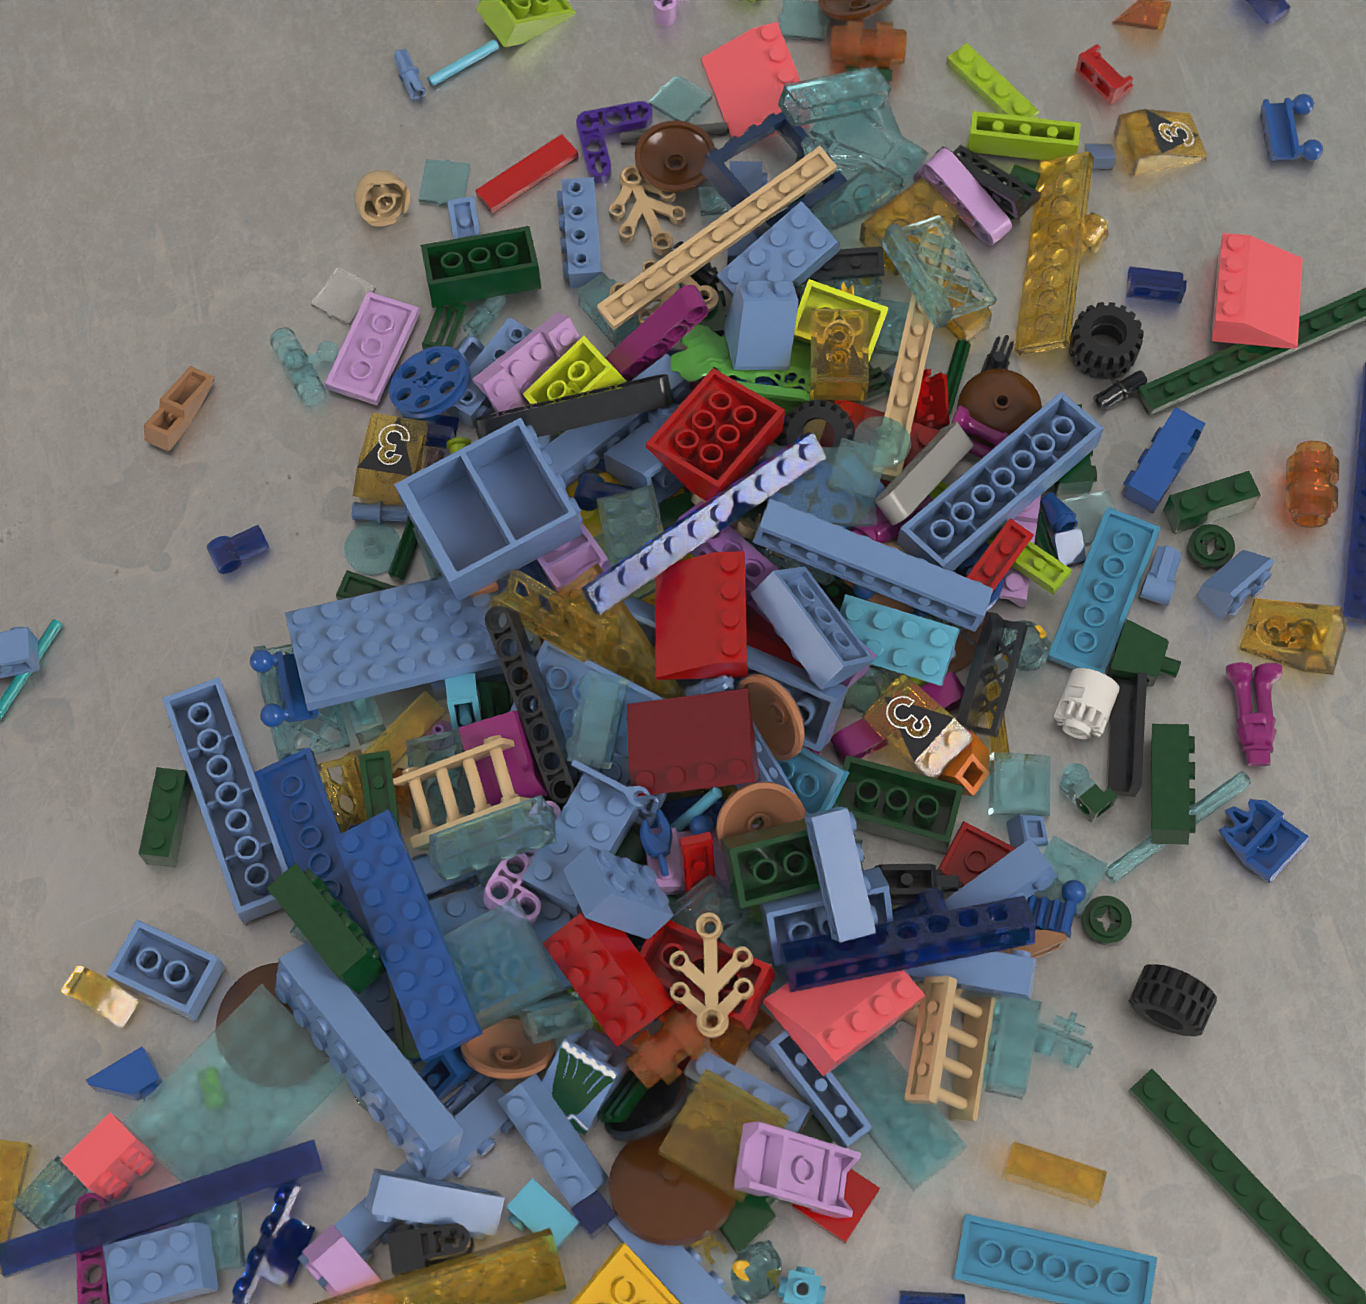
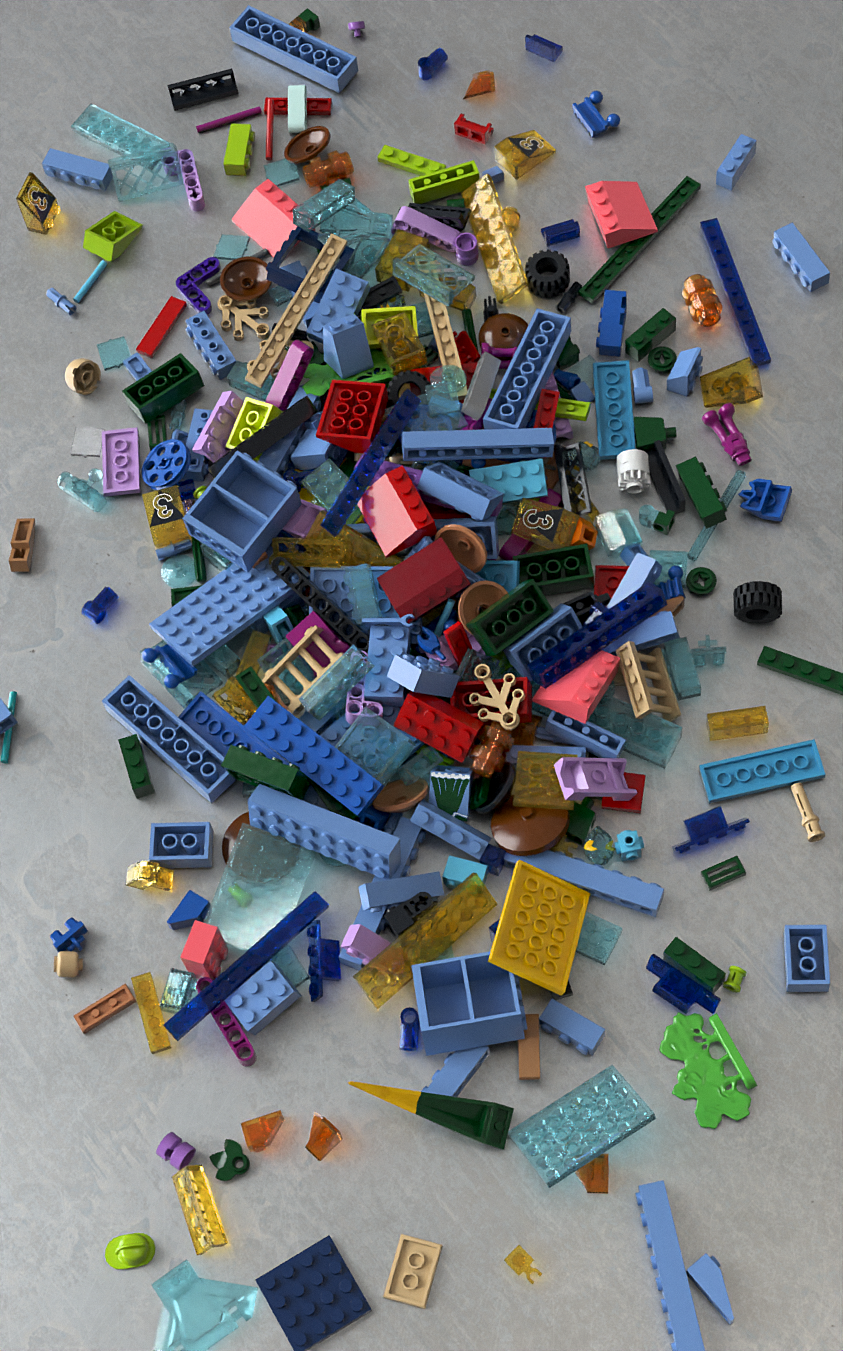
camera: 15 degrees left, 5 degrees down
(840, 873) = (542, 609): medium blue brick -> none
(1007, 250) = (466, 249): none -> medium lavender wheel

